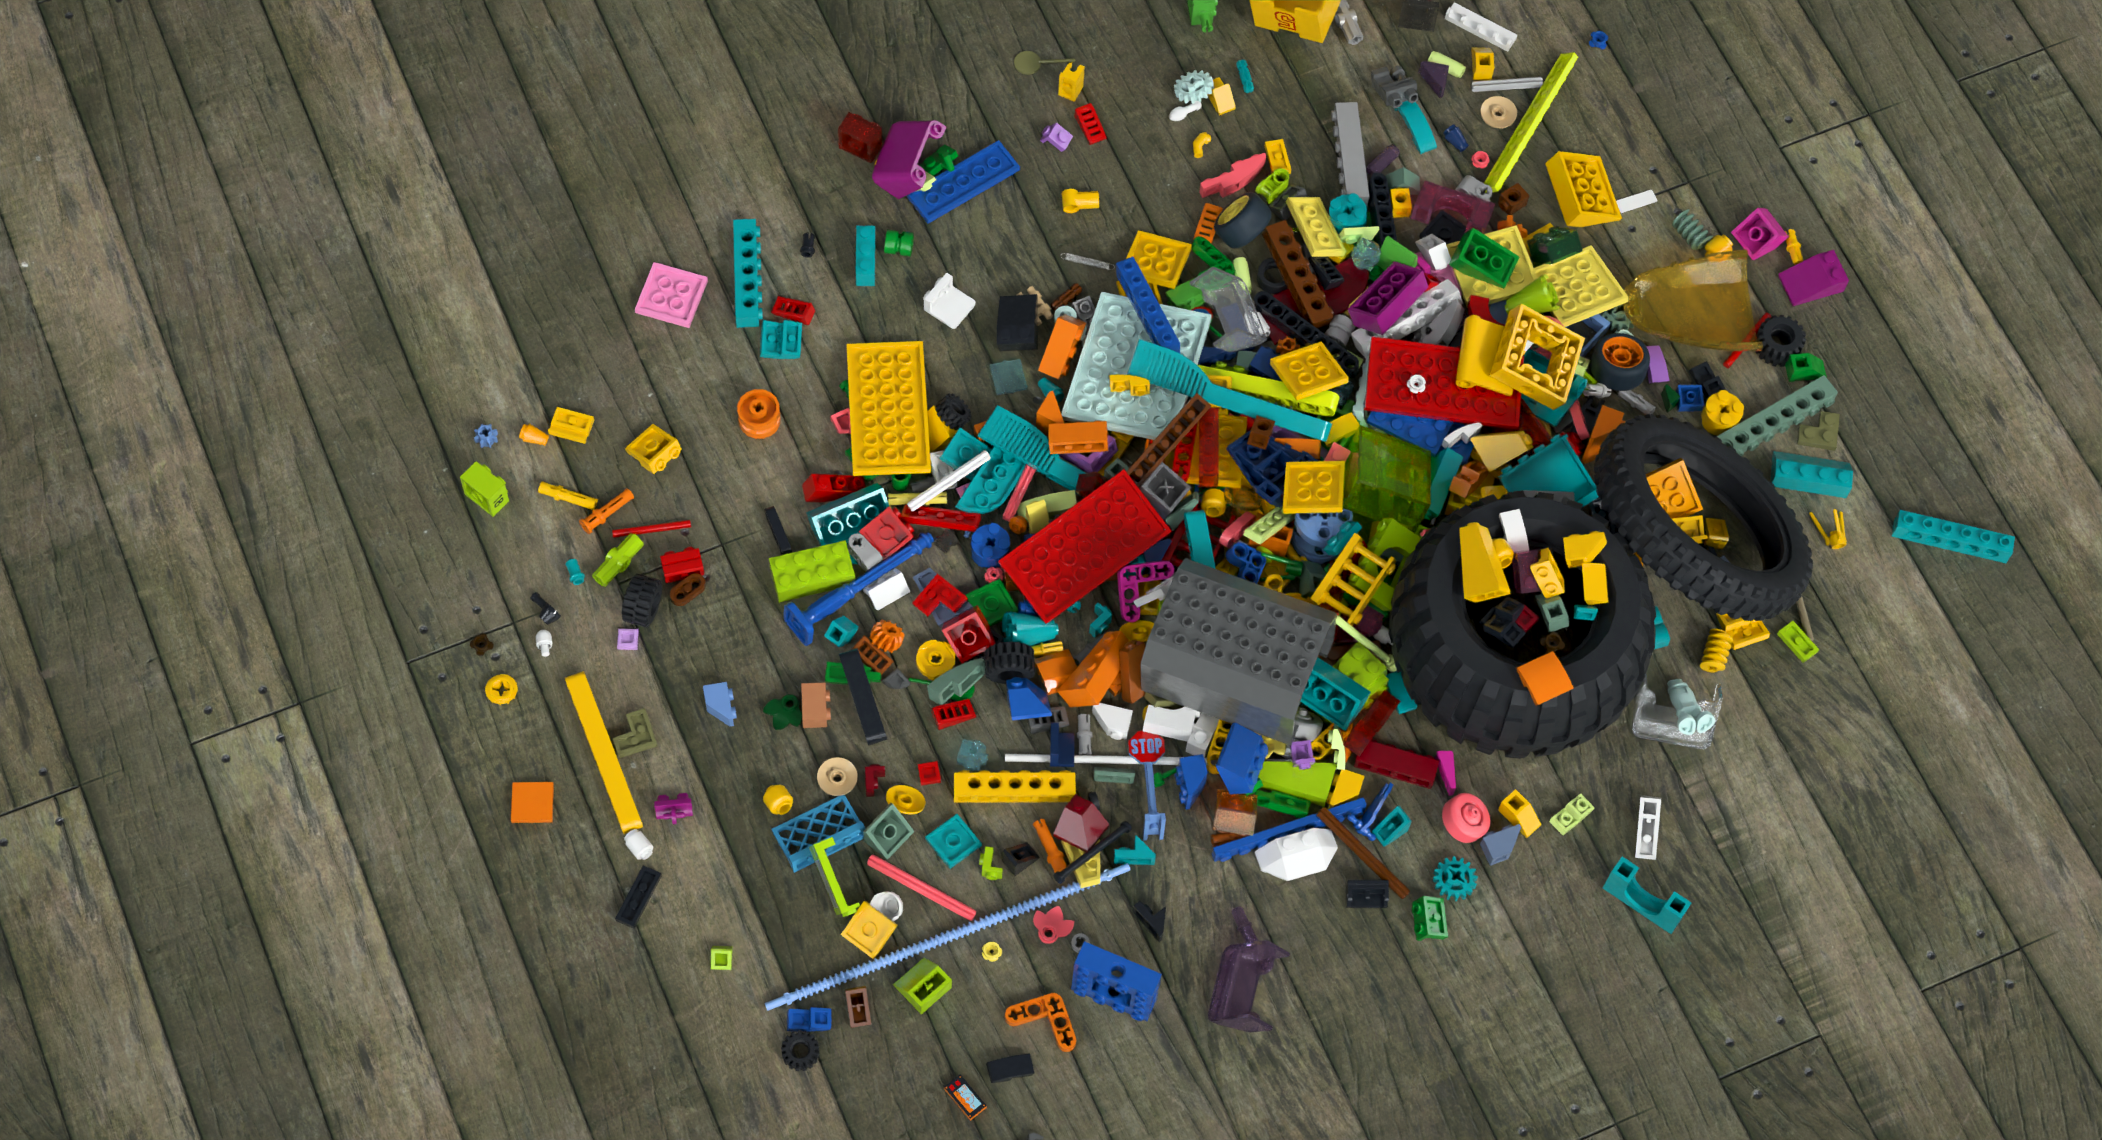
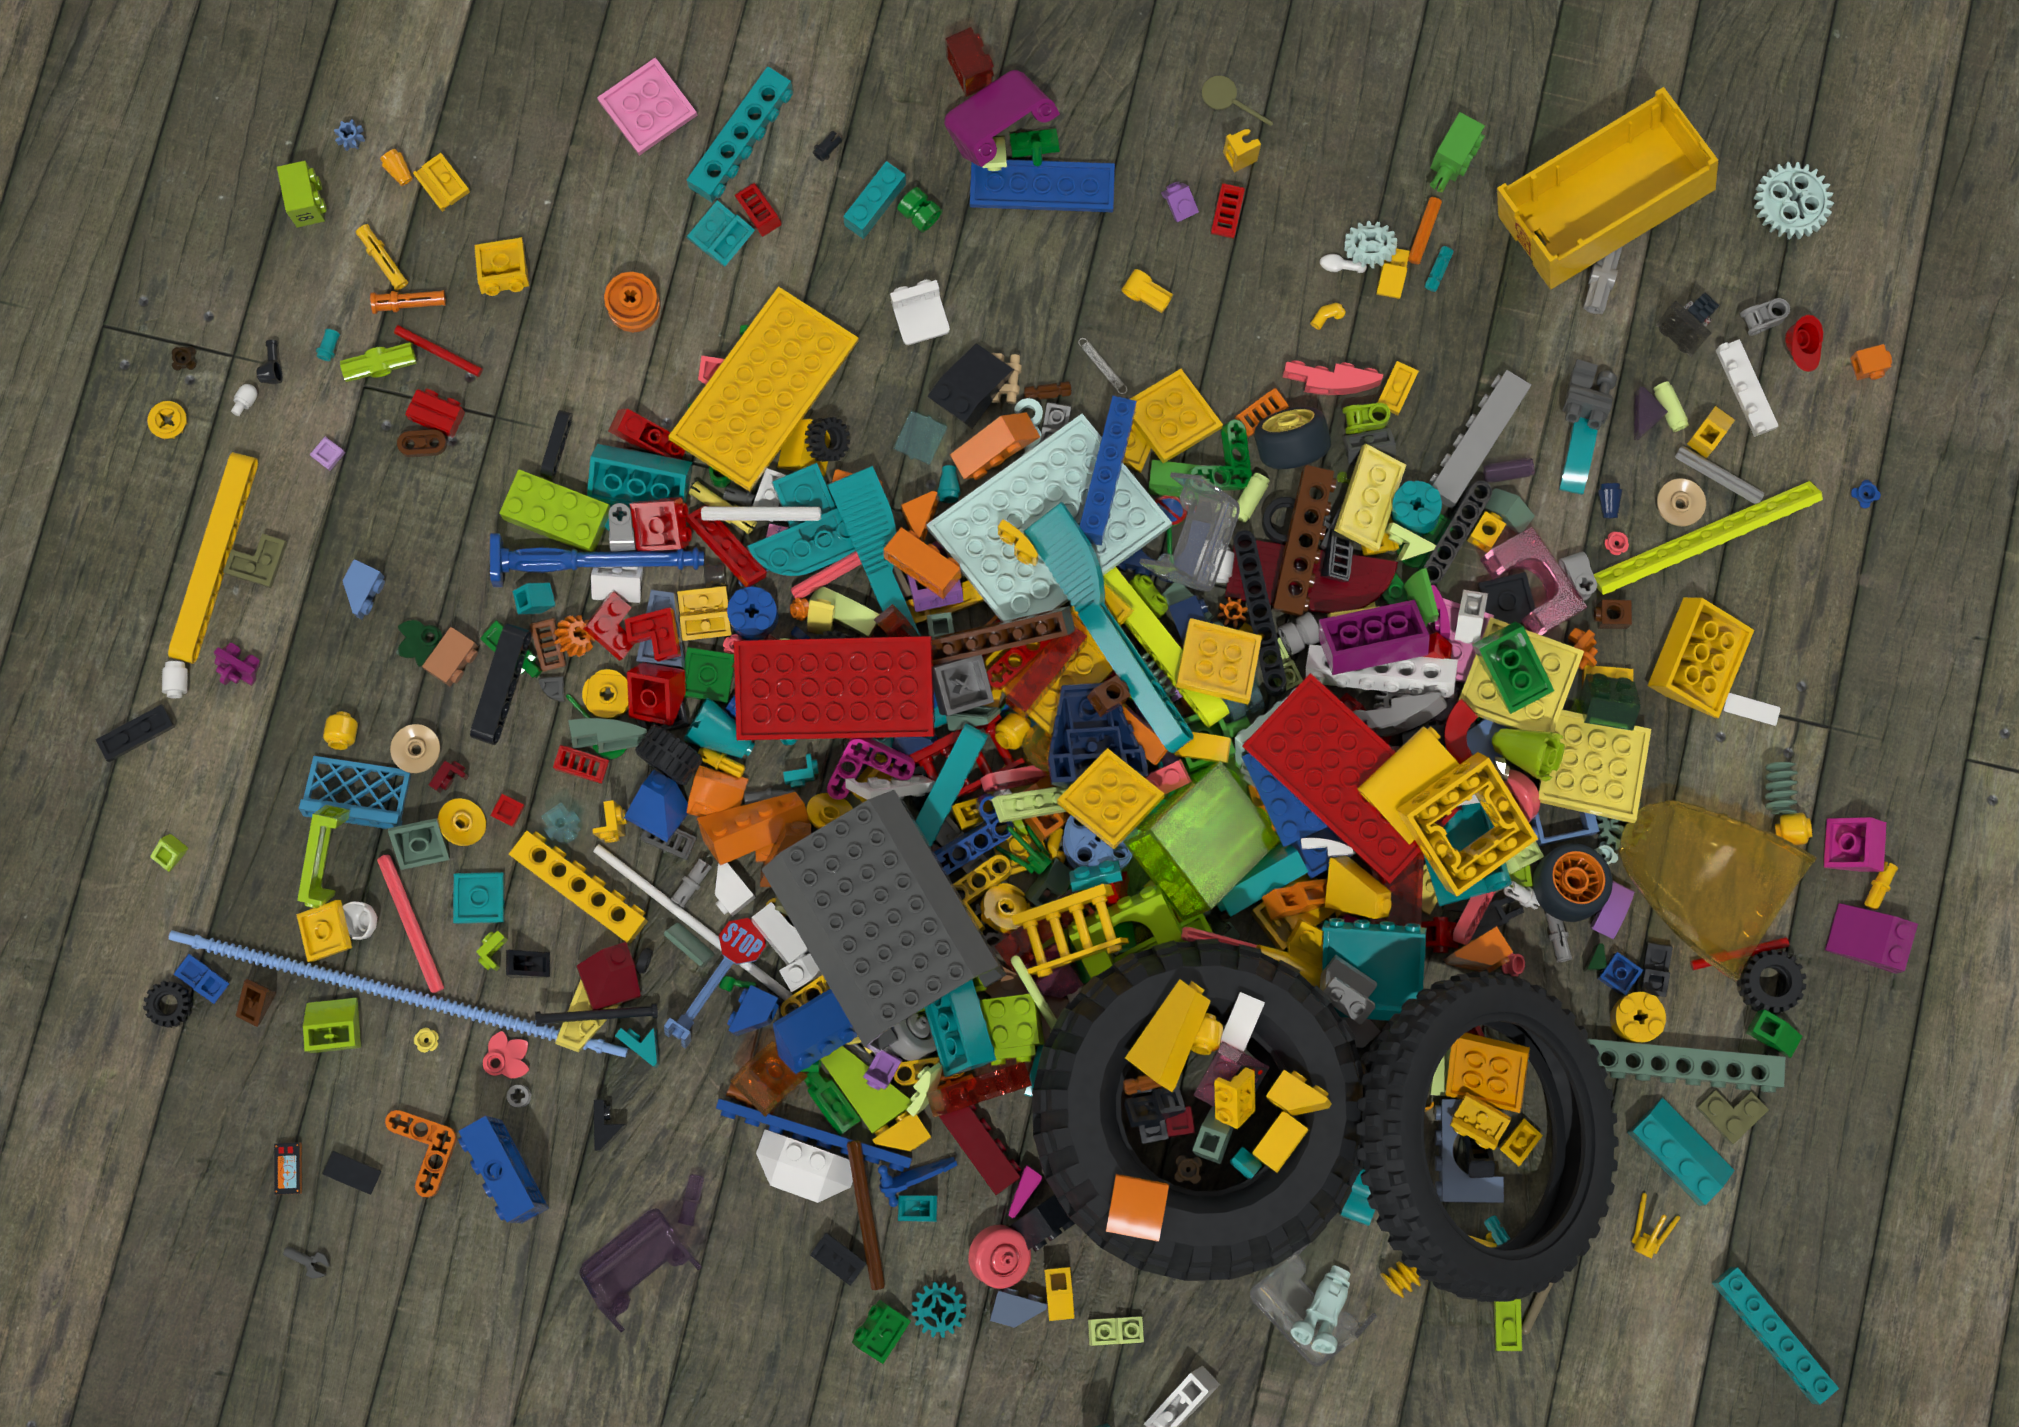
camera: 40 degrees right, 15 degrees up
(532, 802) = (110, 560): orange tile -> none
(641, 600) = (360, 425): black tyre -> none
(903, 618) = (605, 626): none -> plate
(958, 568) = (704, 613): none -> yellow slope
(1007, 728) = (614, 821): none -> yellow bracket
(1054, 857) = (562, 990): orange pin -> none
(1061, 747) = (656, 879): dark blue panel -> none
(1218, 60) = (1424, 230): none -> orange axle
(1366, 254) = (1393, 569): clear light blue brick -> none
(1419, 380) = (1321, 760): white plate -> none
(1476, 774) = (1043, 1223): none -> black brick
(1485, 609) = (1141, 1083): none -> dark orange axle

